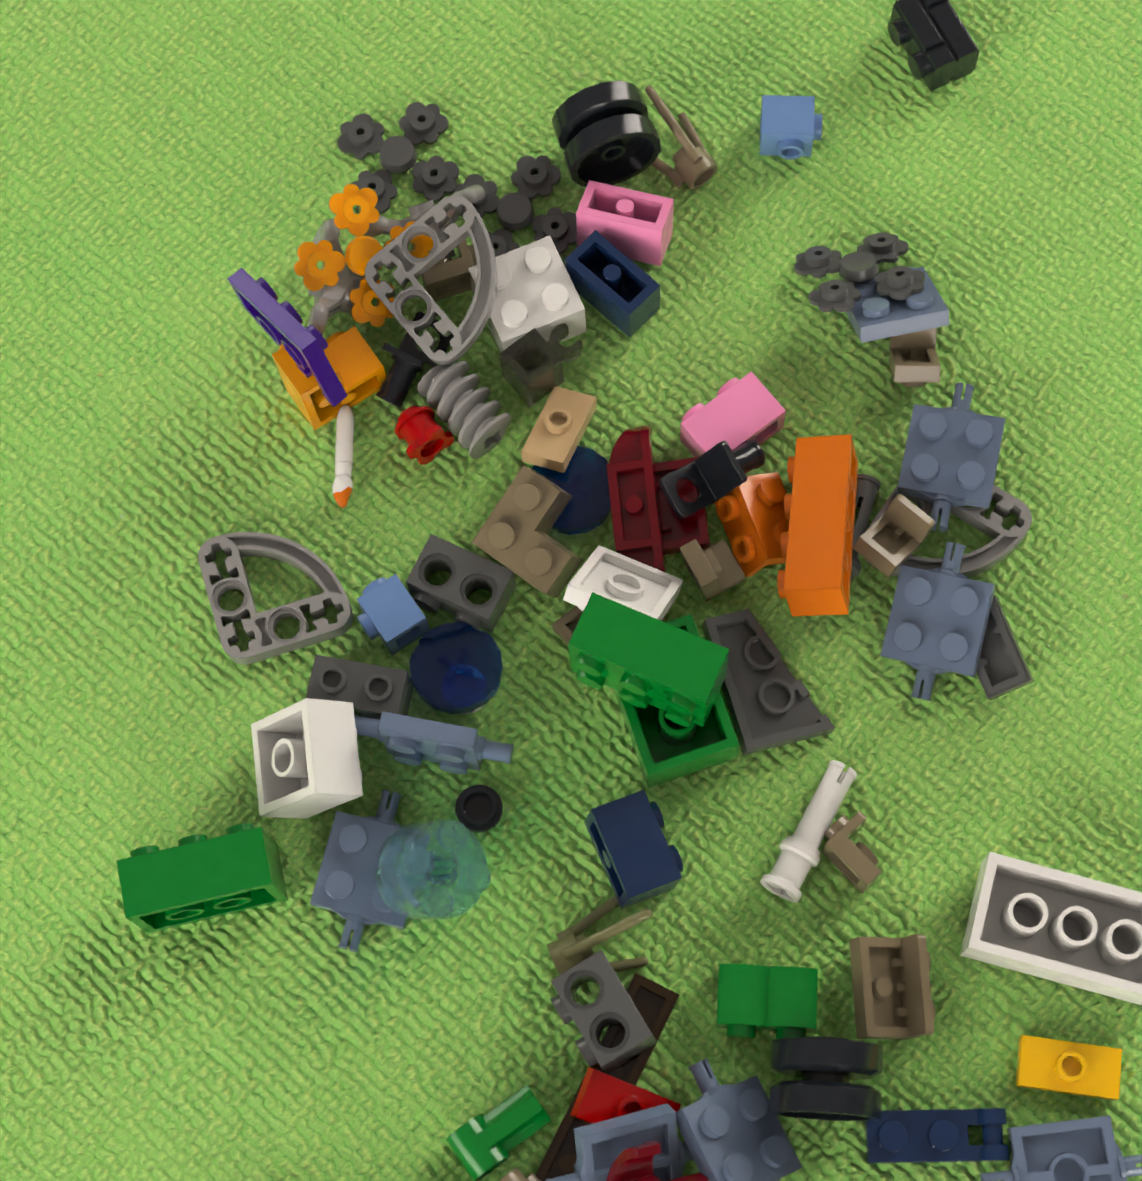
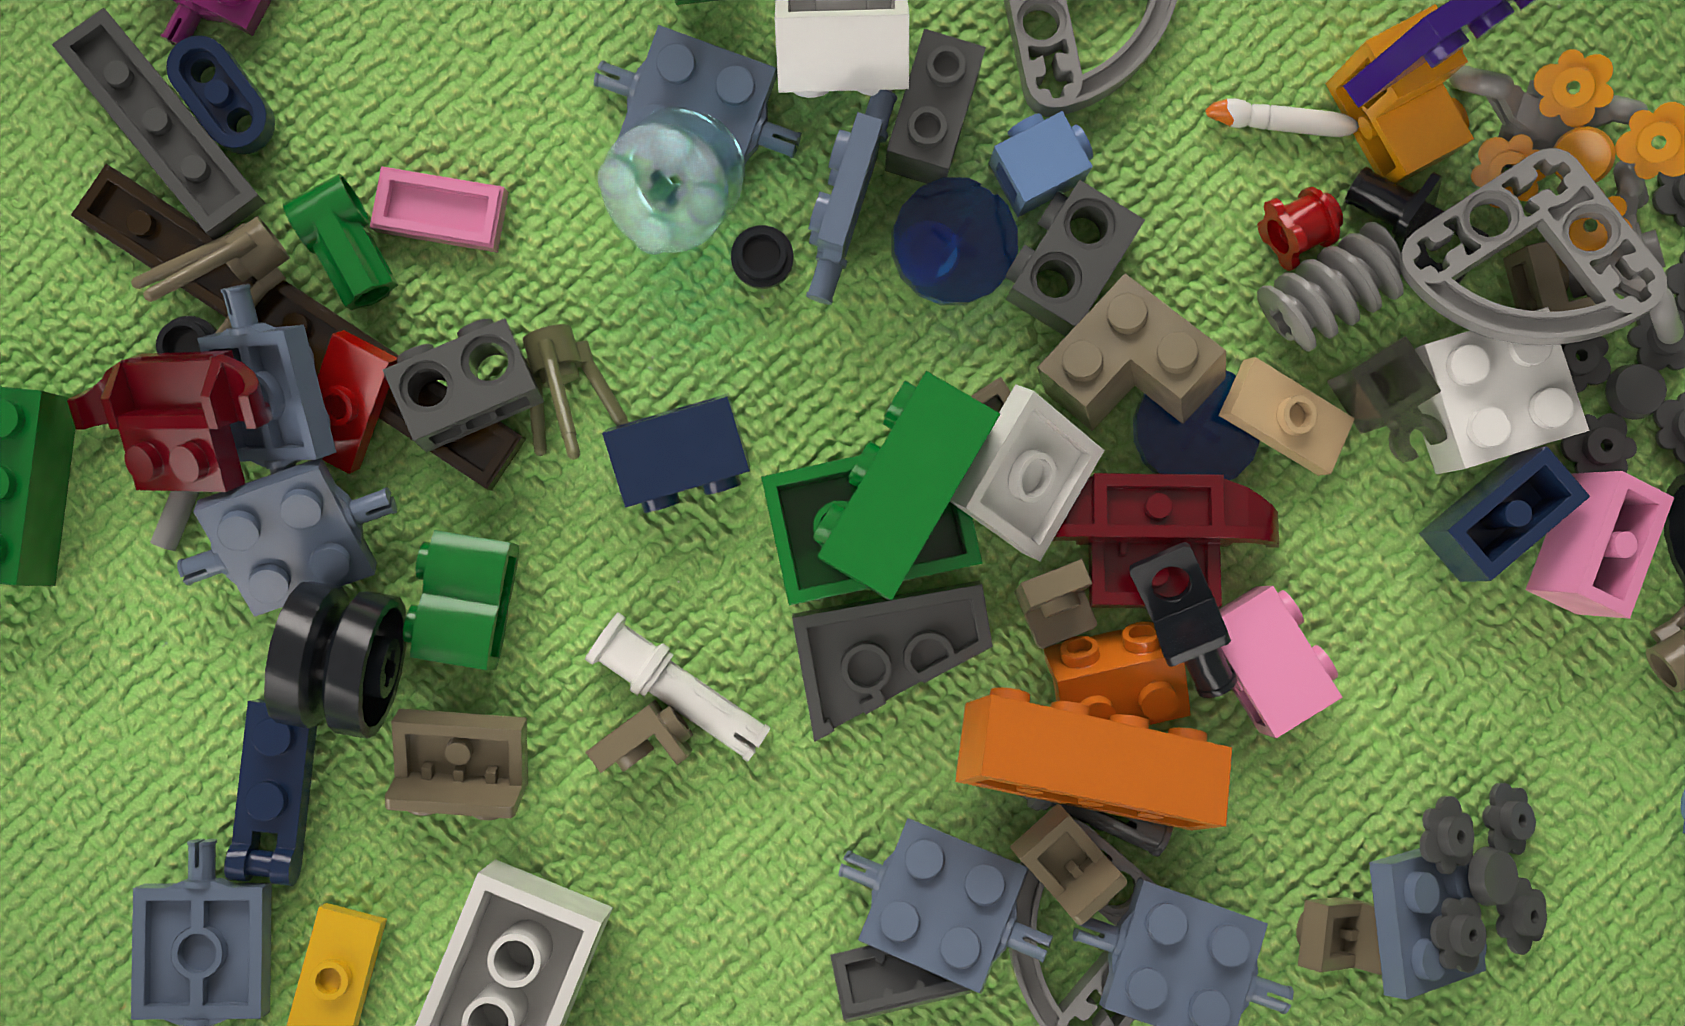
camera: 90 degrees right, 15 degrees up
(464, 1062) = (439, 209): none -> bright pink tile

